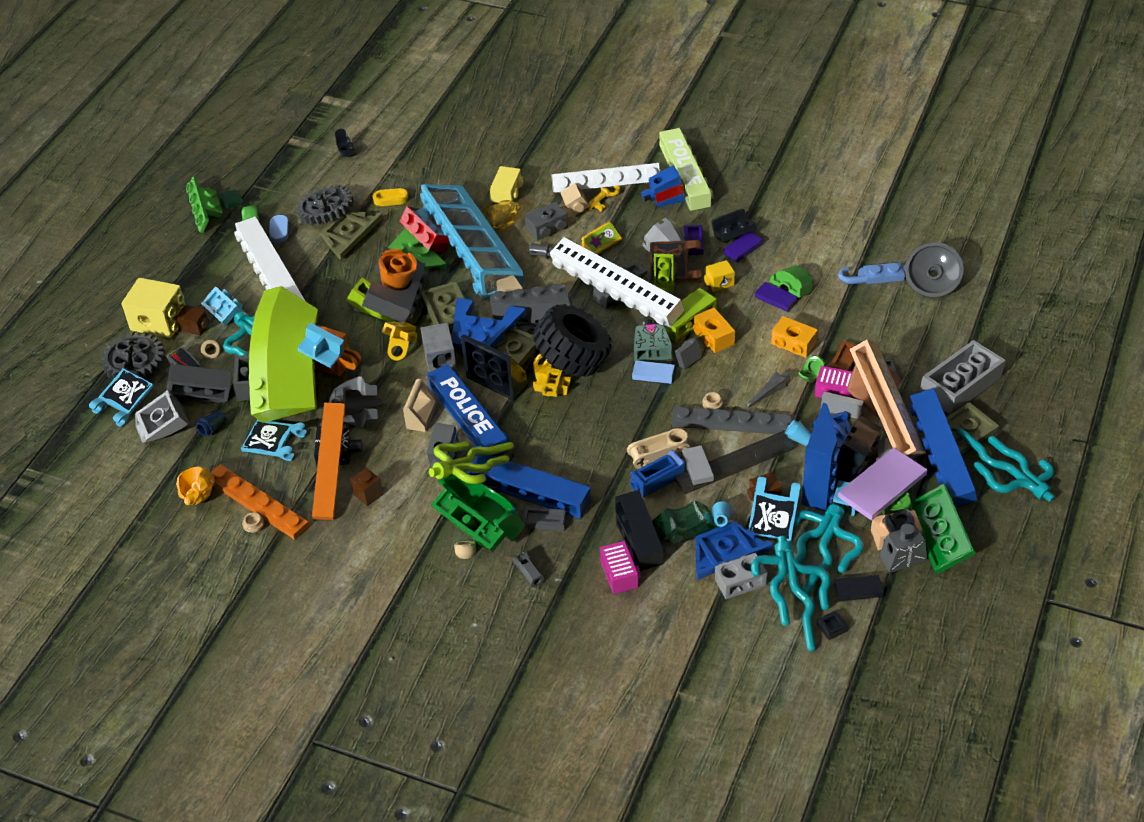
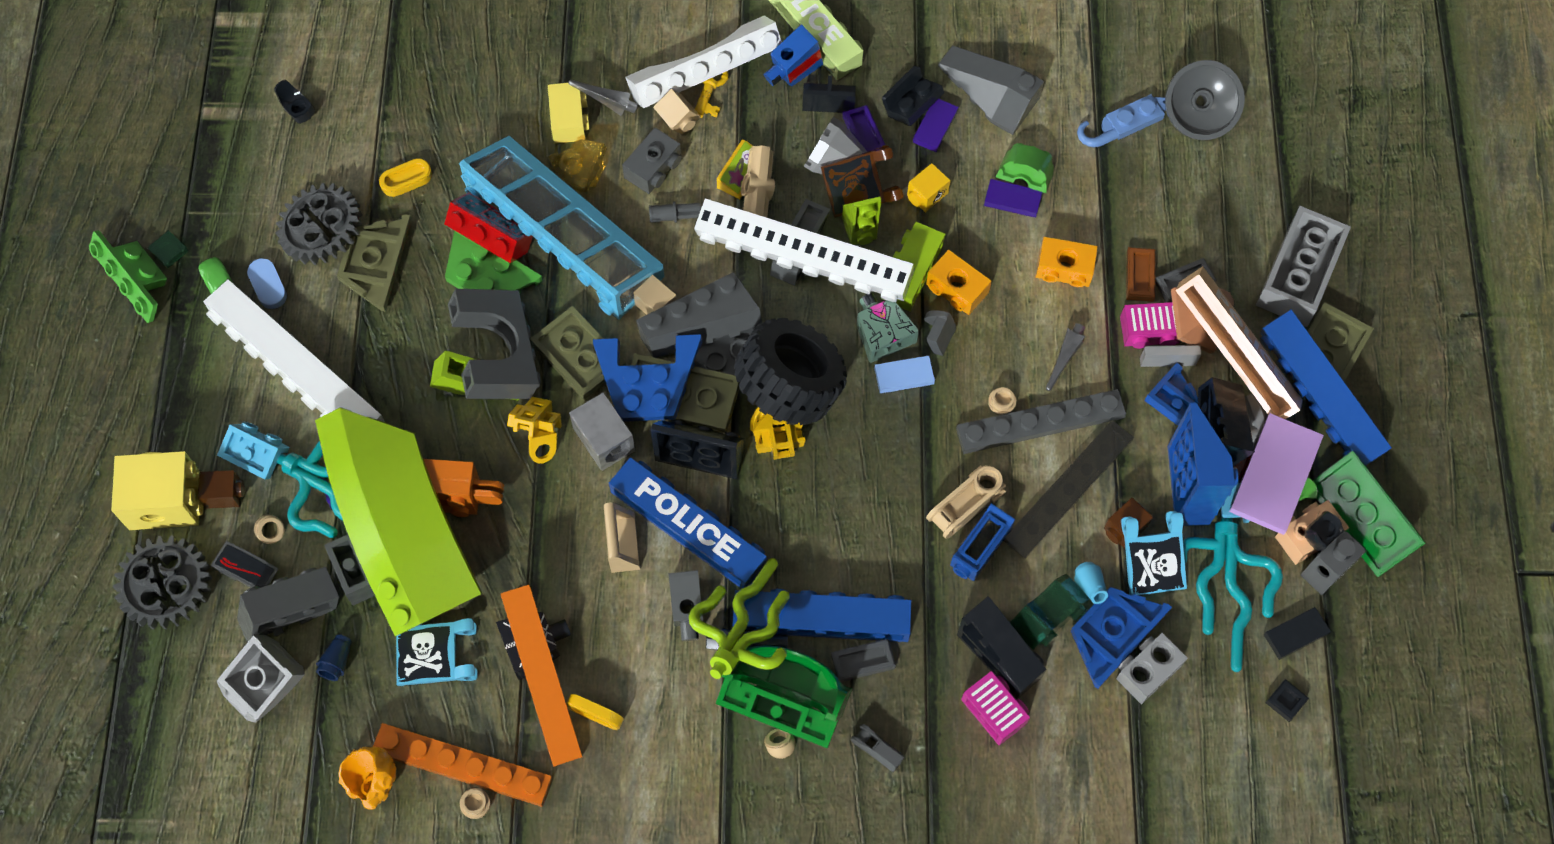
camera: 25 degrees left, 20 degrees up
(124, 394) = (184, 651): flag -> none
(321, 345) = (453, 501): medium azure panel -> none
(350, 394) = (517, 559): dark grey piece -> none
(353, 494) = (594, 712): none -> yellow tile
(367, 486) = (609, 692): reddish brown brick -> none
(396, 268) = (494, 326): orange cone -> none
(540, 186) = (615, 100): none -> flat silver piece
(609, 243) = (757, 183): none -> tan piece
(678, 214) = (828, 97): none -> black panel
(697, 465) = (1029, 513): light grey tile -> none
(787, 564) = (1210, 643): teal plant -> none
(795, 236) = (996, 87): none -> dark grey wedge
(798, 432) = (1134, 419): medium azure cone -> none
(811, 368) = (1109, 307): bright green hair -> none
(1025, 477) = (1435, 400): teal plant -> none

